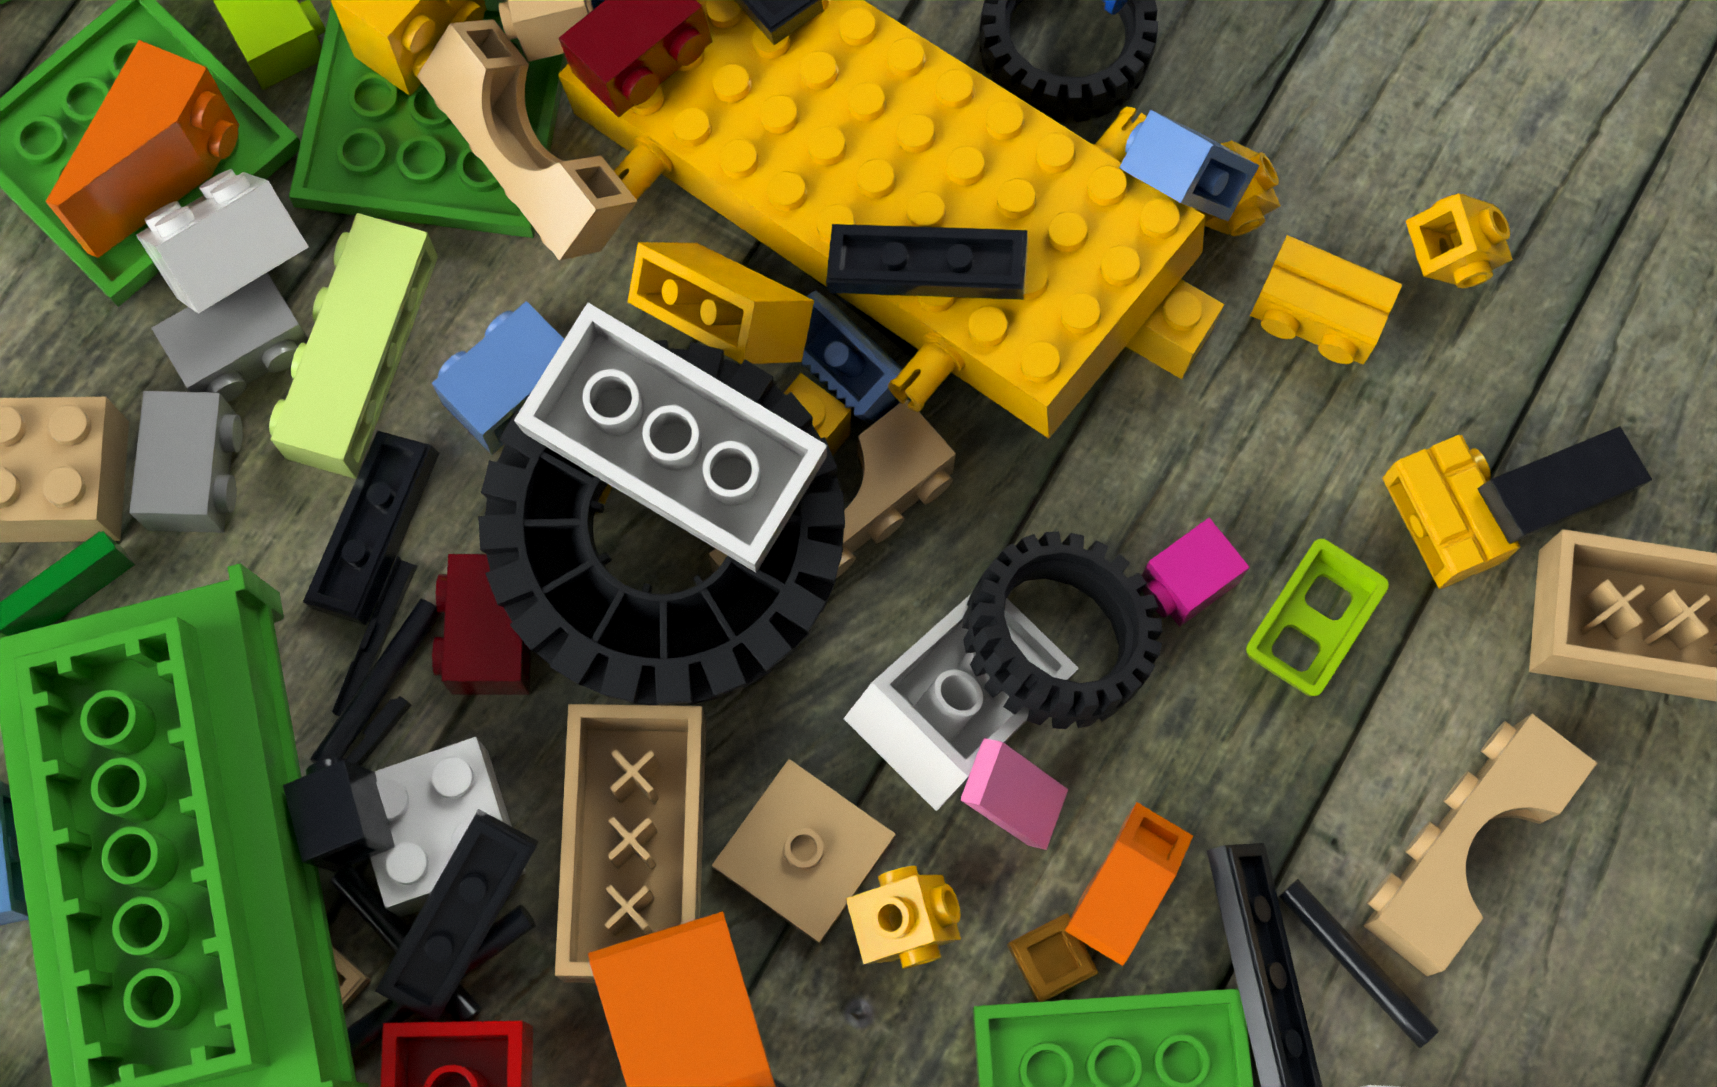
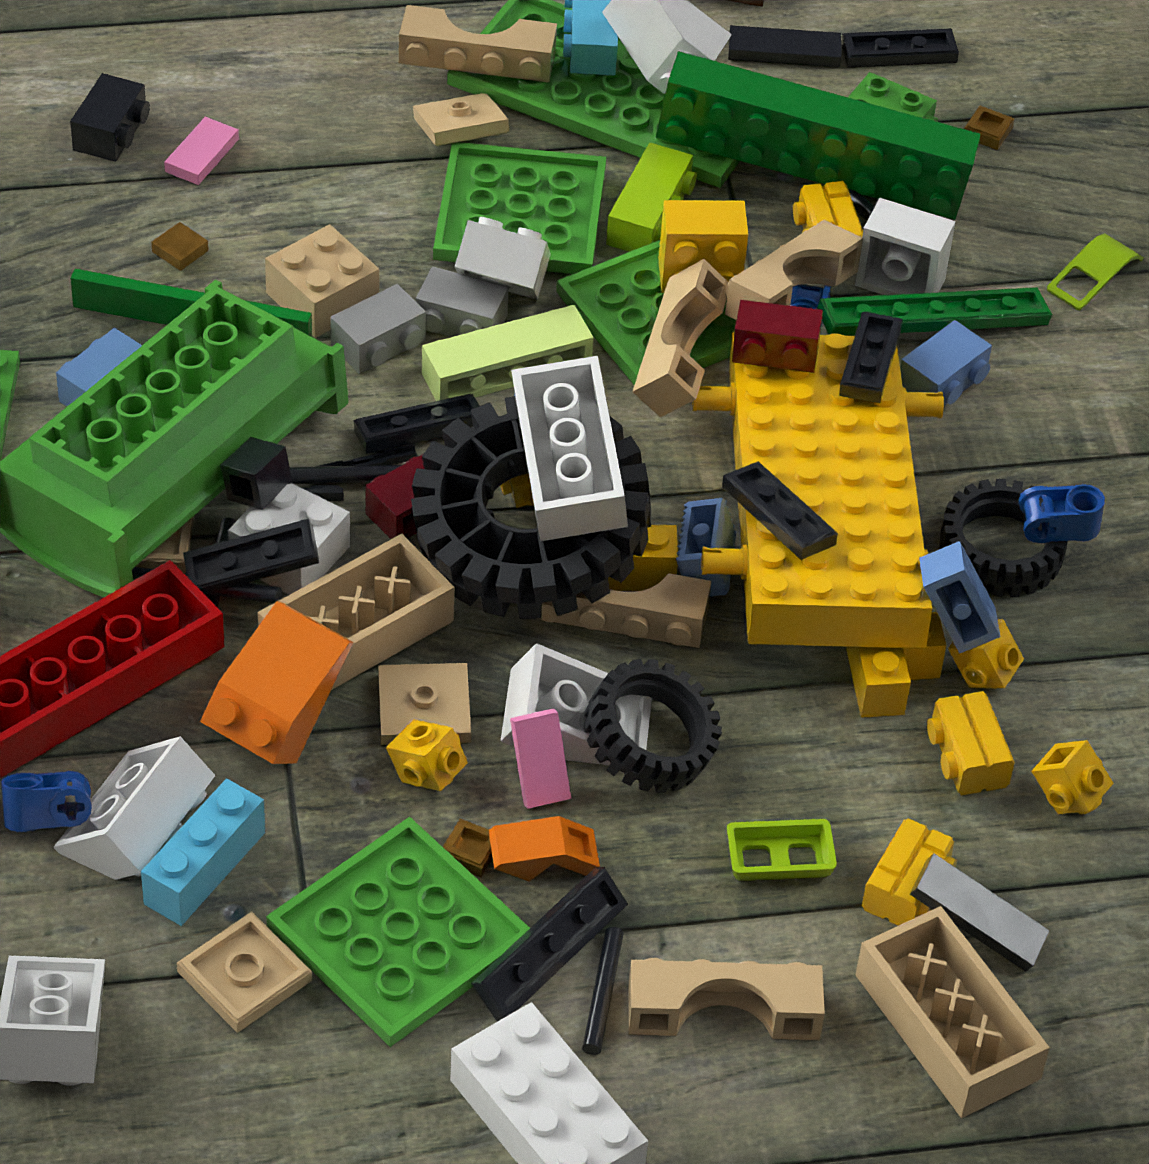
camera: 50 degrees right, 25 degrees down
(144, 148) = (519, 191): orange slope -> none
(720, 302) = (678, 465): yellow brick -> none
(1193, 572) = (747, 775): dark pink brick -> none

